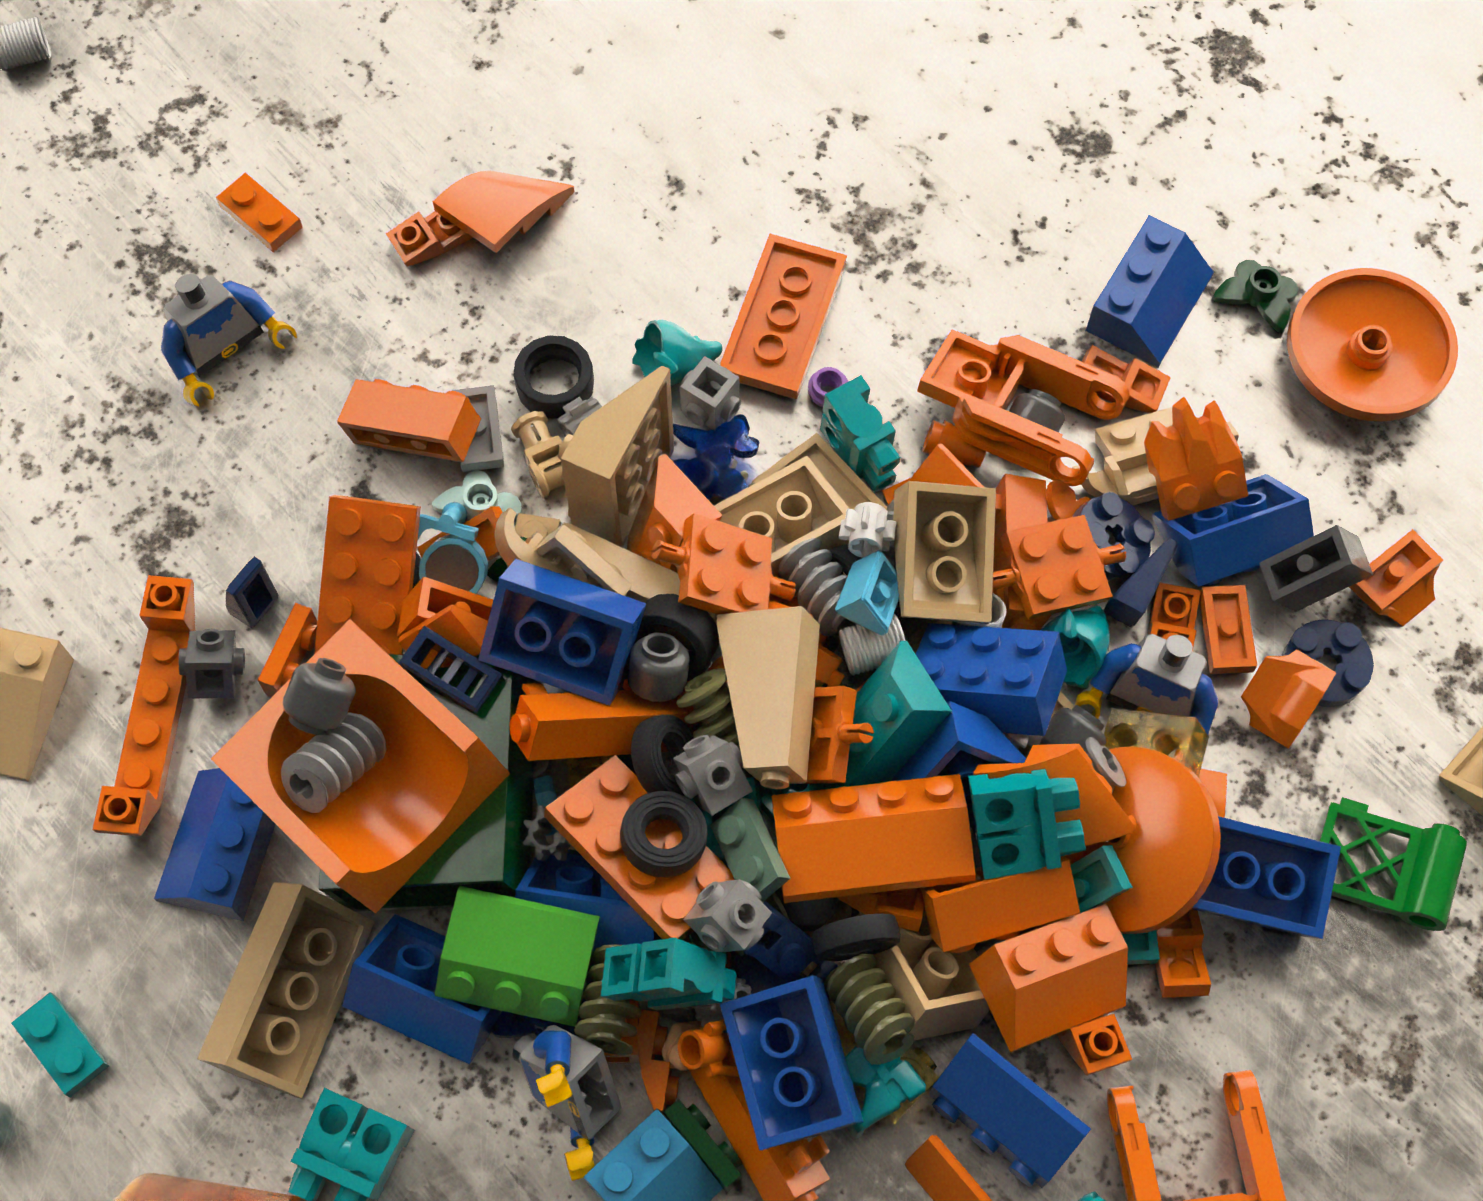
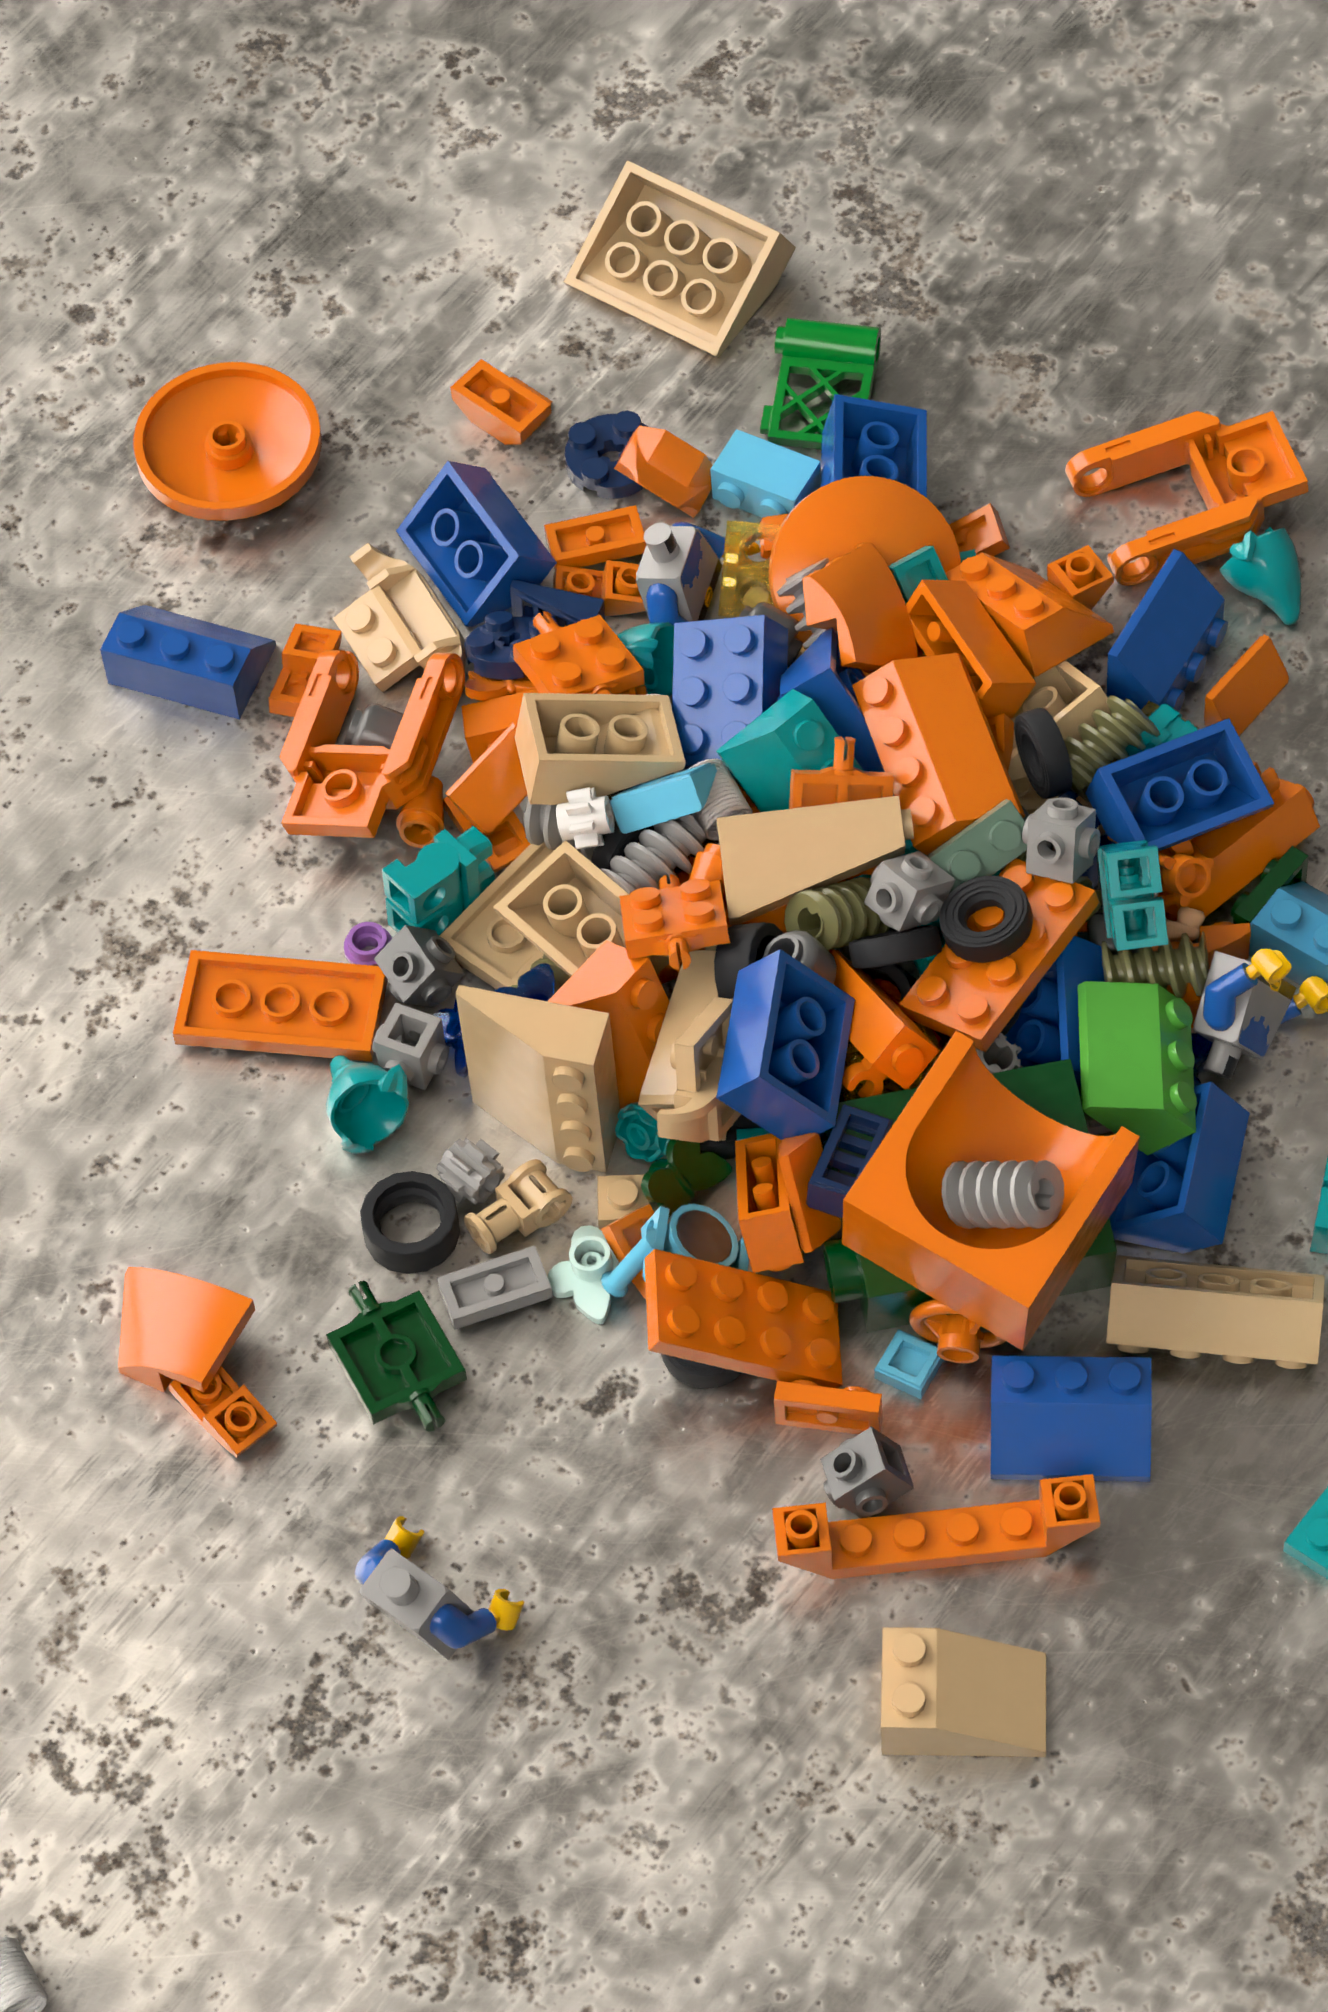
camera: 95 degrees left, 10 degrees down
(250, 593) = (768, 1458): dark blue slope -> none
(259, 212) = (223, 1618): orange plate -> none
(318, 696) = (945, 1191): dark grey head -> none
(409, 419) = (505, 1344): orange brick -> none
(437, 349) = (396, 1356): none -> dark green plate
(787, 413) = (419, 966): none -> dark grey brick
(1019, 823) = (895, 612): teal hips -> none
(1194, 461) = (415, 571): orange plate -> none
(1261, 288) = (161, 561): dark green animal -> none
(1275, 783) = (762, 476): none -> medium azure brick
(1316, 568) = (521, 455): dark grey brick -> none

